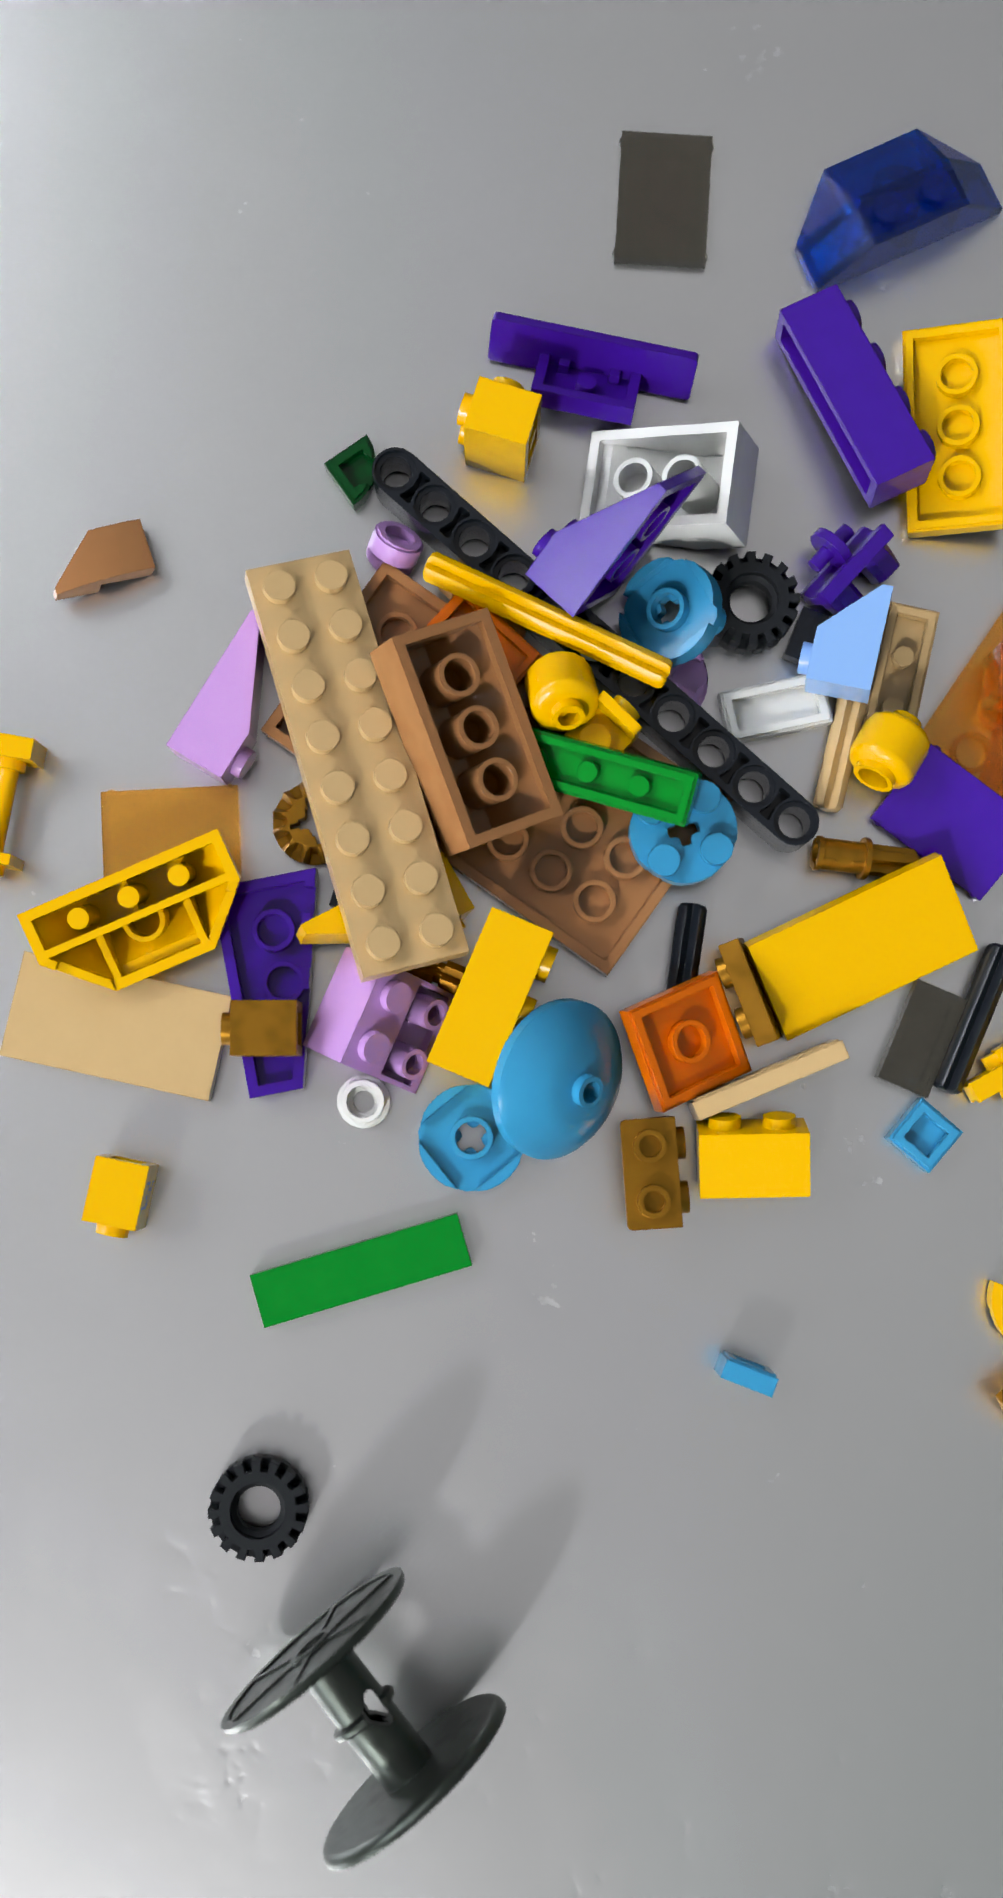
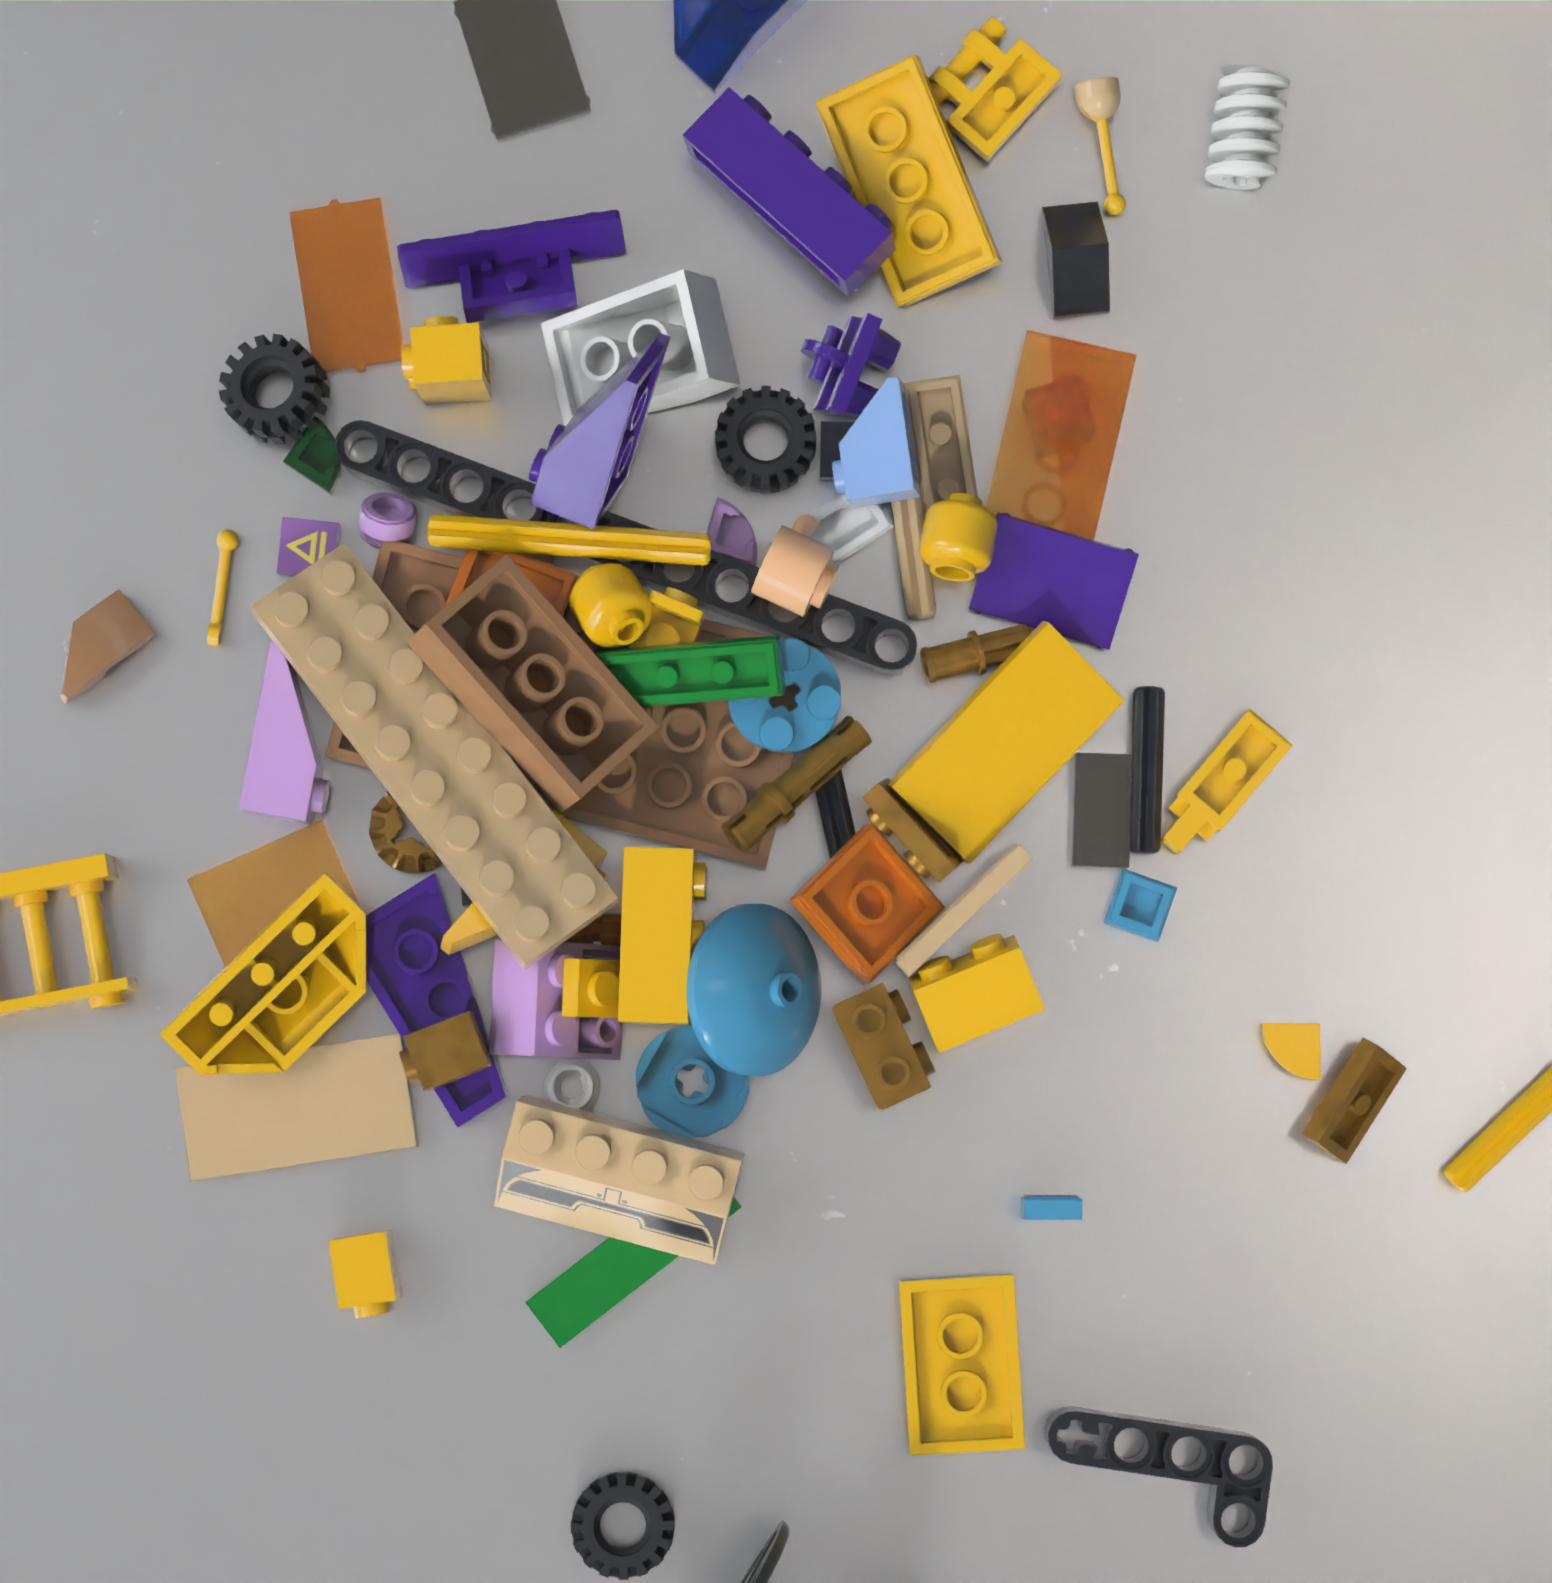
camera: 15 degrees left, 0 degrees up
(249, 515) = (227, 541): none -> yellow hinge
(315, 538) = (305, 543): none -> medium lavender tile
(332, 373) = (253, 368): none -> black tyre
(373, 1199) = (617, 1179): none -> tan slope
(413, 1021) = (590, 988): none -> yellow plate
(437, 336) = (347, 285): none -> clear orange piece
(613, 1482) = (961, 1364): none -> yellow plate
(644, 919) = (781, 797): none -> pearl gold pin
(698, 616) = (717, 473): dark azure plate -> none
(738, 721) = (796, 568): none -> light nougat piece
(754, 1636) = (1156, 1460): none -> black beam

